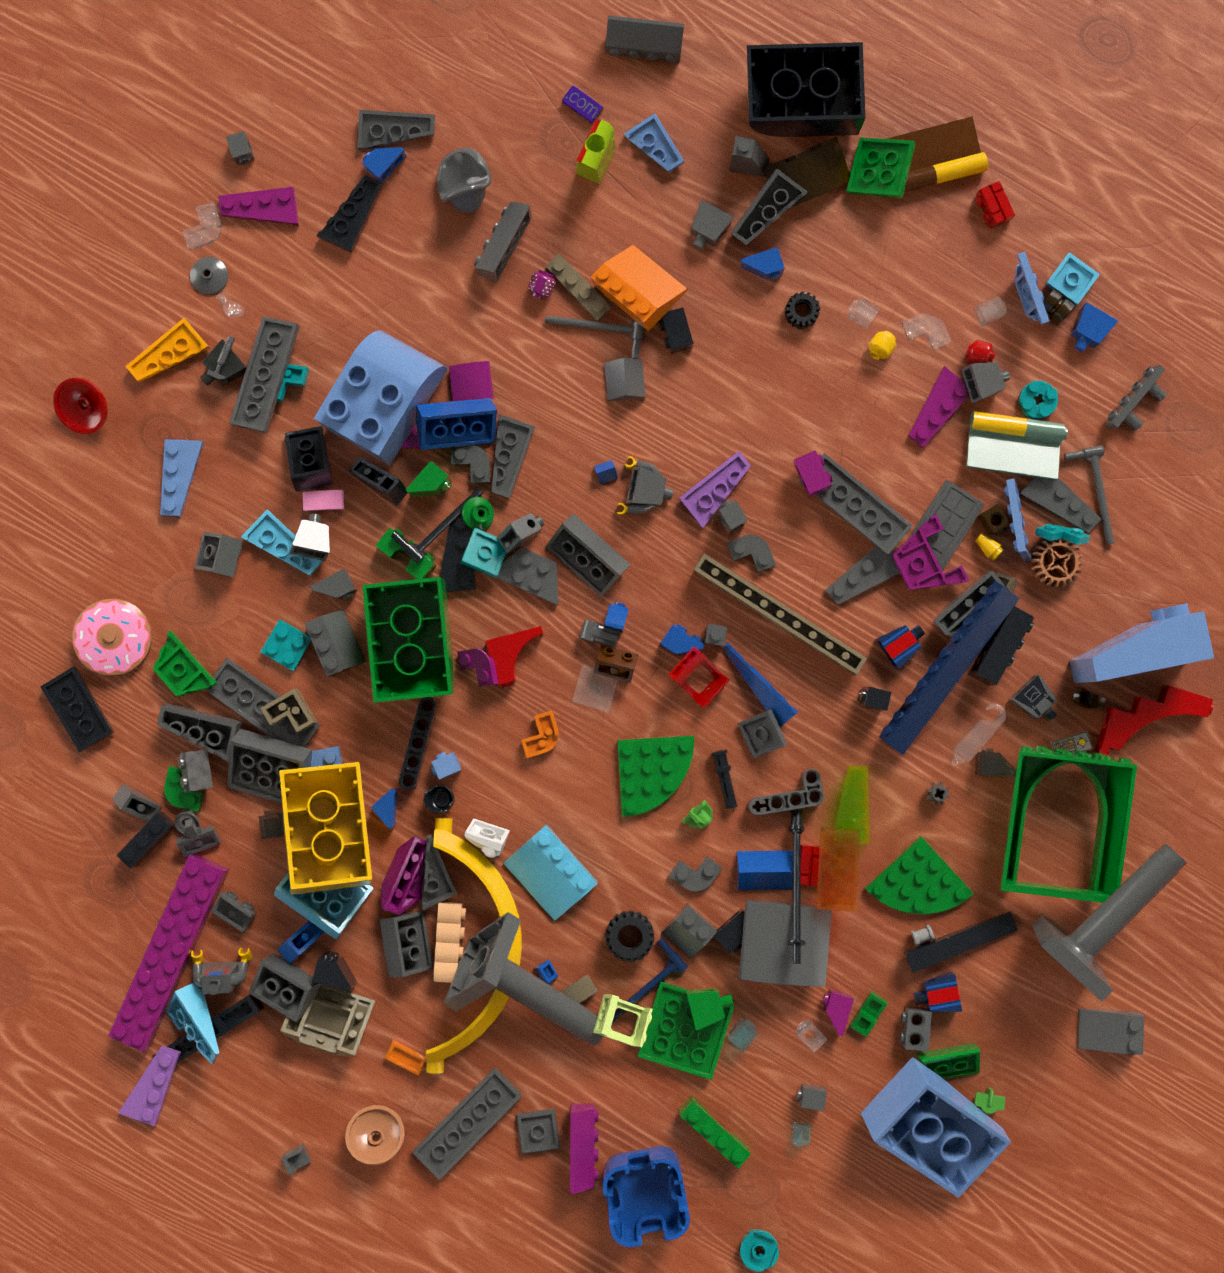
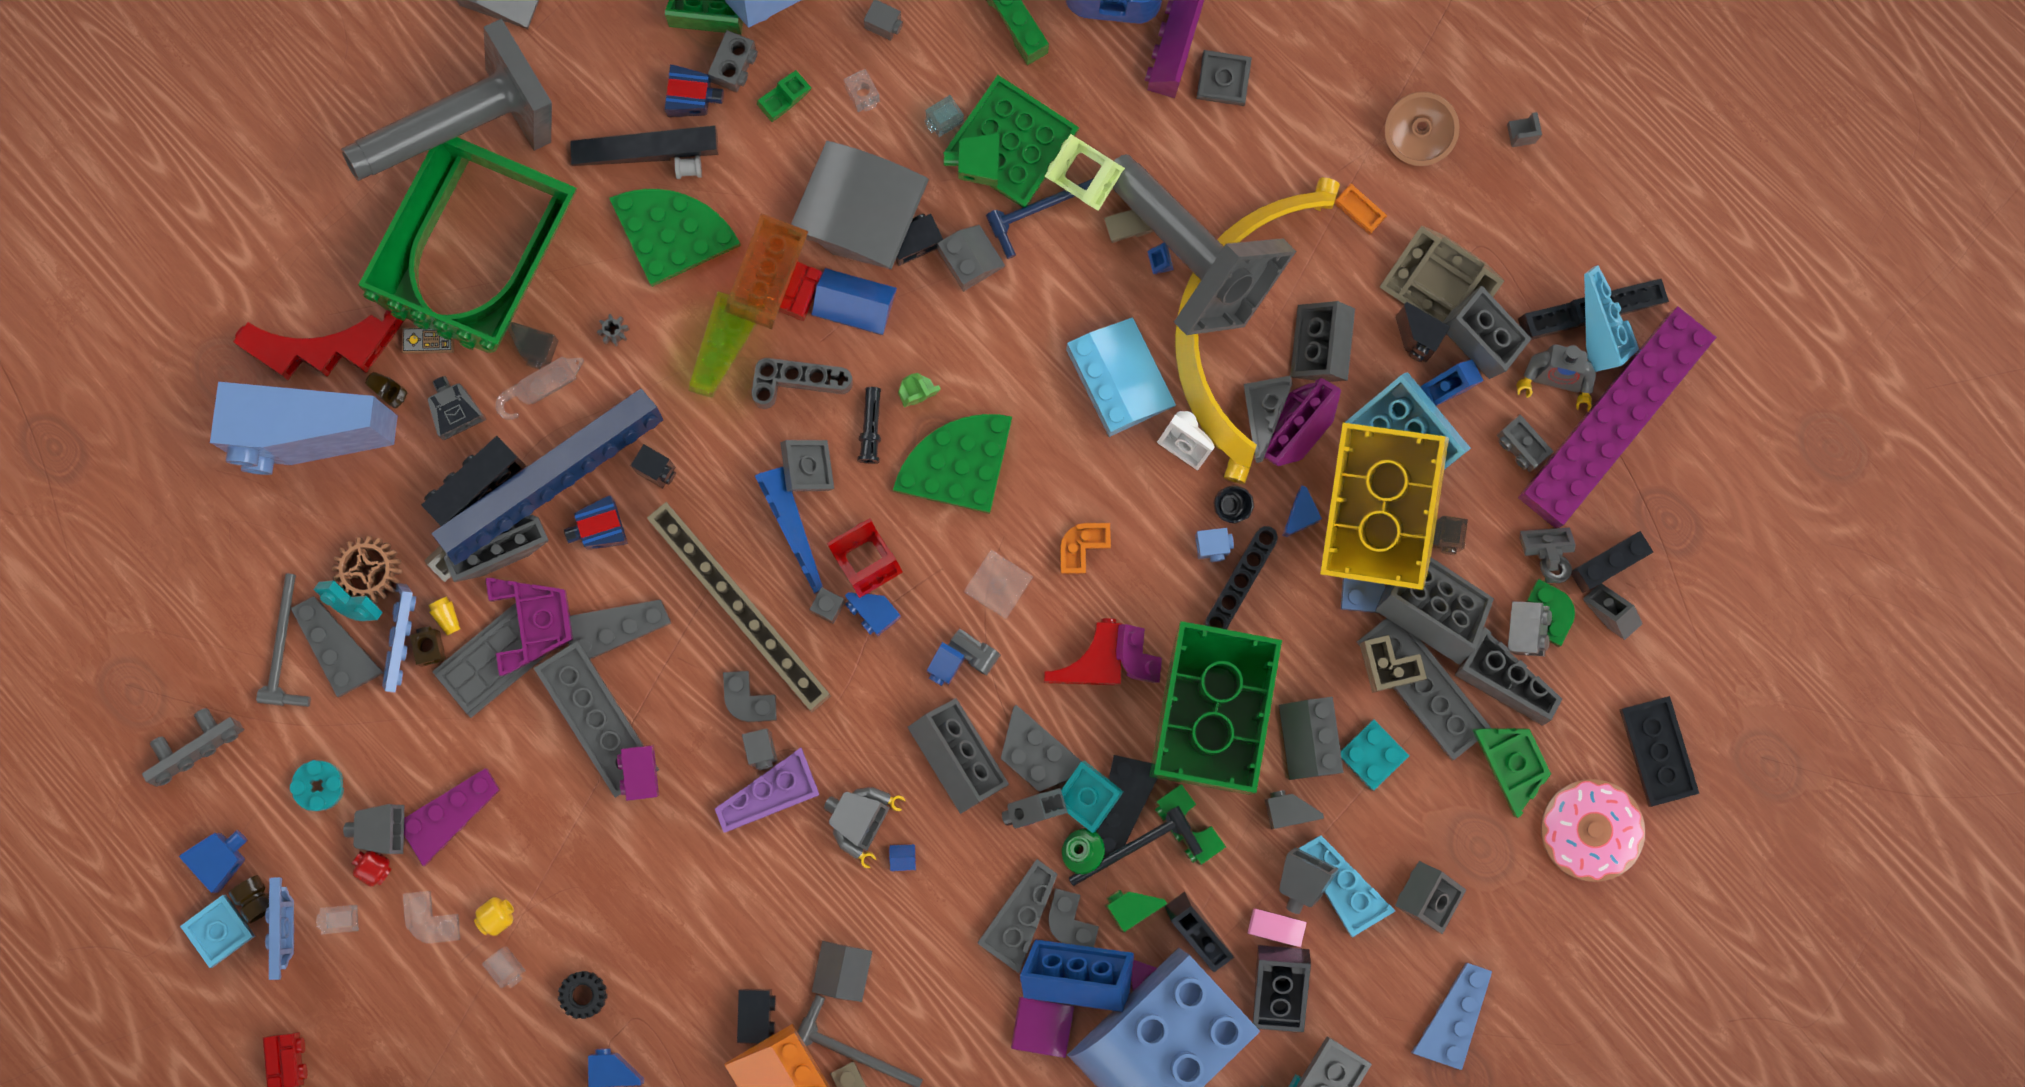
camera: 170 degrees left, 5 degrees down
(151, 1090) = (1680, 259): medium lavender wing -> none
(448, 940) = (1269, 330): light nougat brick -> none
(467, 1123) = (1306, 111): dark grey plate -> none
(615, 663) = (963, 606): reddish brown brick -> none
(637, 951) = (1051, 251): black tyre -> none
(698, 879) = (945, 315): dark grey plate -> none
(796, 829) = (801, 336): black bar -> none
(838, 1009) = (818, 112): magenta slope -> none
(1014, 445) = (368, 734): door -> none

